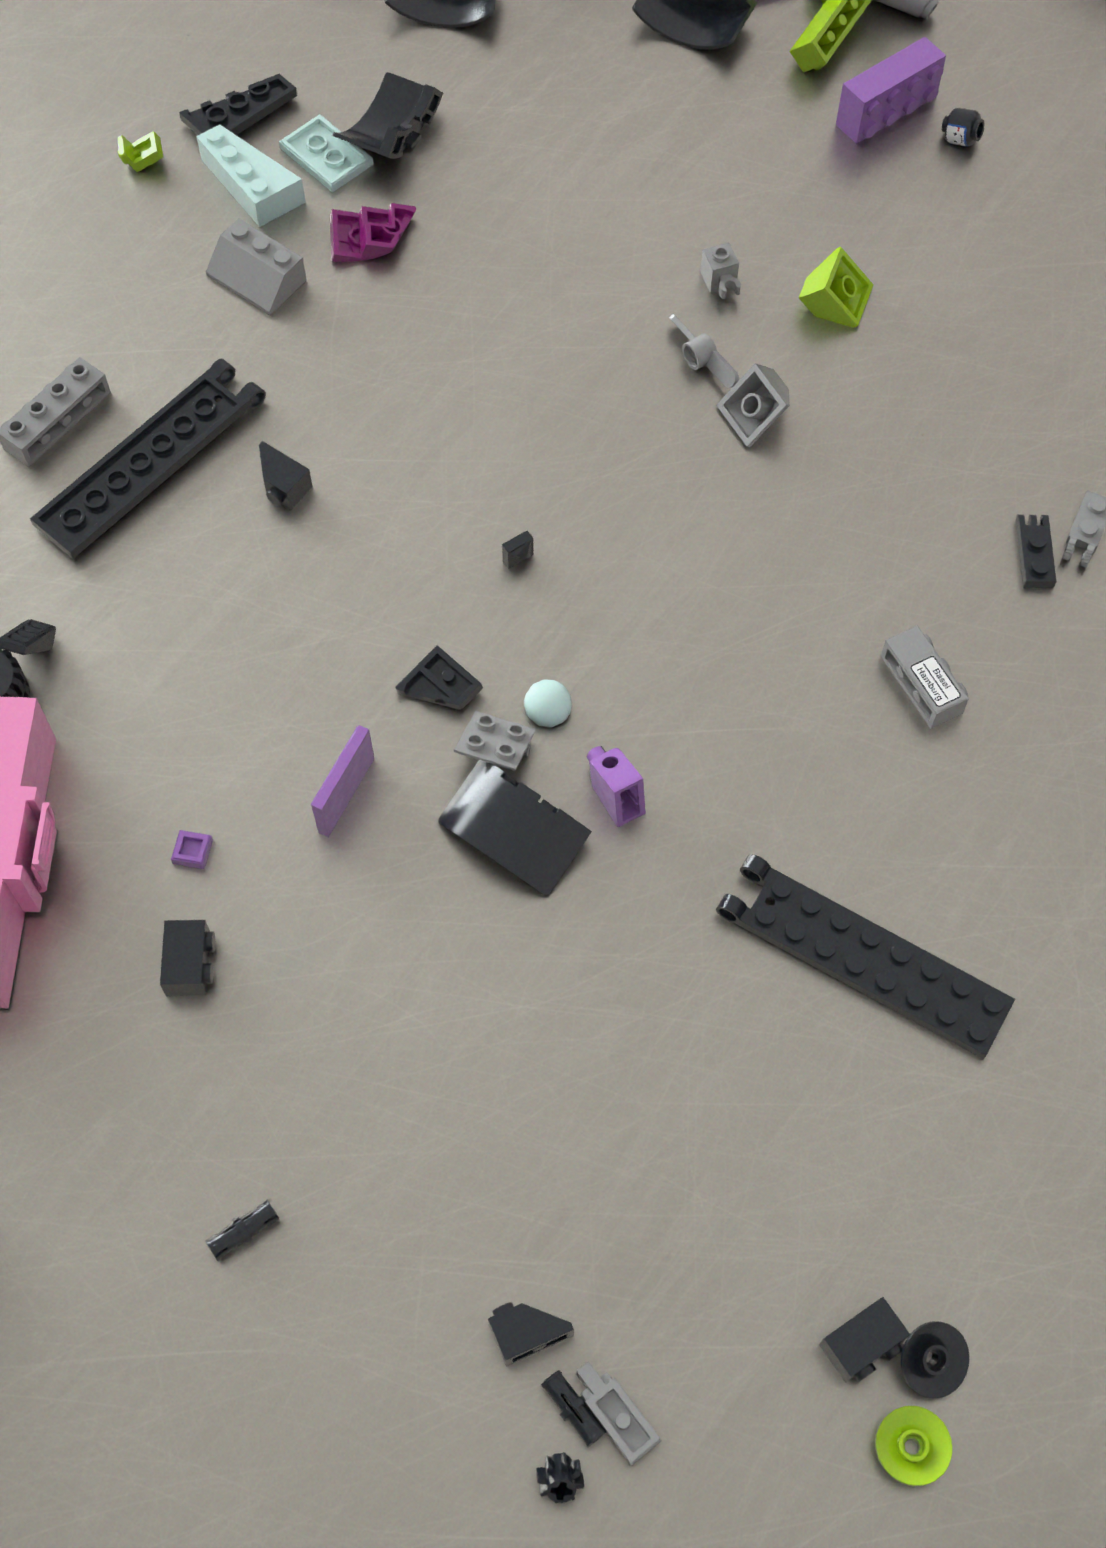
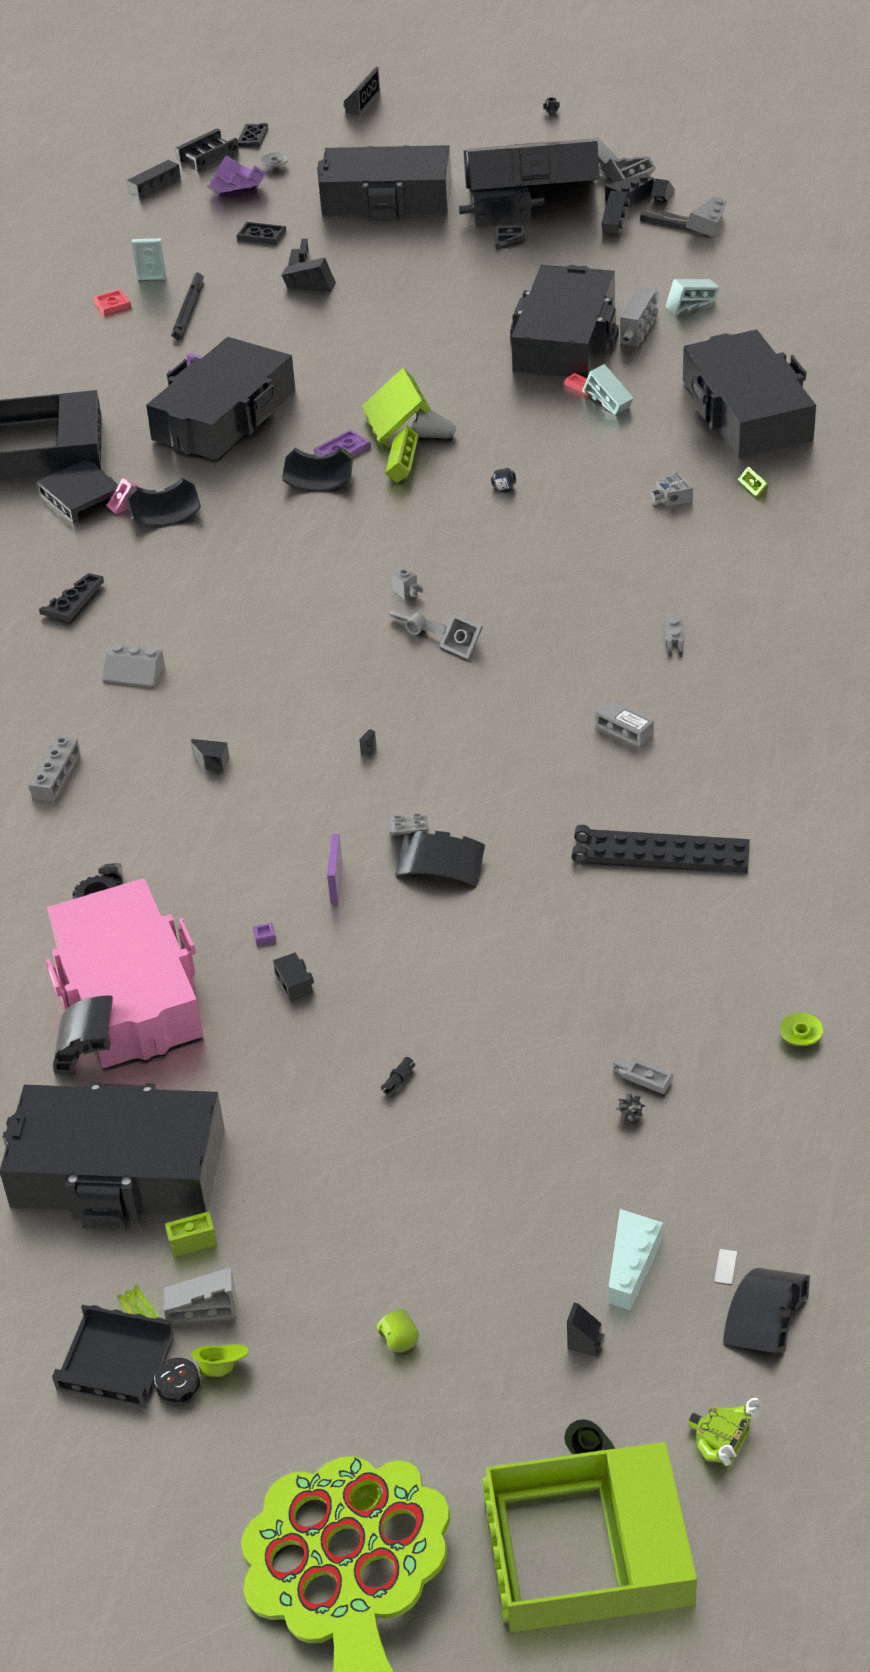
camera: 20 degrees left, 20 degrees down
(141, 152) = (27, 634): lime bracket -> none
(145, 459) = (124, 773): black hinge -> none
(250, 176) = (101, 624): light aqua wedge -> none
(325, 156) = (139, 603): light aqua tile -> none
(367, 233) = (188, 630): magenta slope -> none
(394, 117) = (171, 571): black panel -> none
(440, 681) = (359, 813): black wing -> none
(526, 1331) = (577, 1059): black slope -> none
(548, 703) = (426, 802): light aqua hair -> none
(557, 1387) = (620, 1081): black pin -> none
(617, 784) = (487, 821): medium lavender torso -> none
(837, 290) = (476, 572): lime slope -> none
(865, 1340) = (753, 998): black brick -> none
(890, 90) = (454, 473): medium lavender brick -> none
(948, 1361) = (792, 992): black dish -> none
(1036, 552) = (652, 653): black hinge -> none

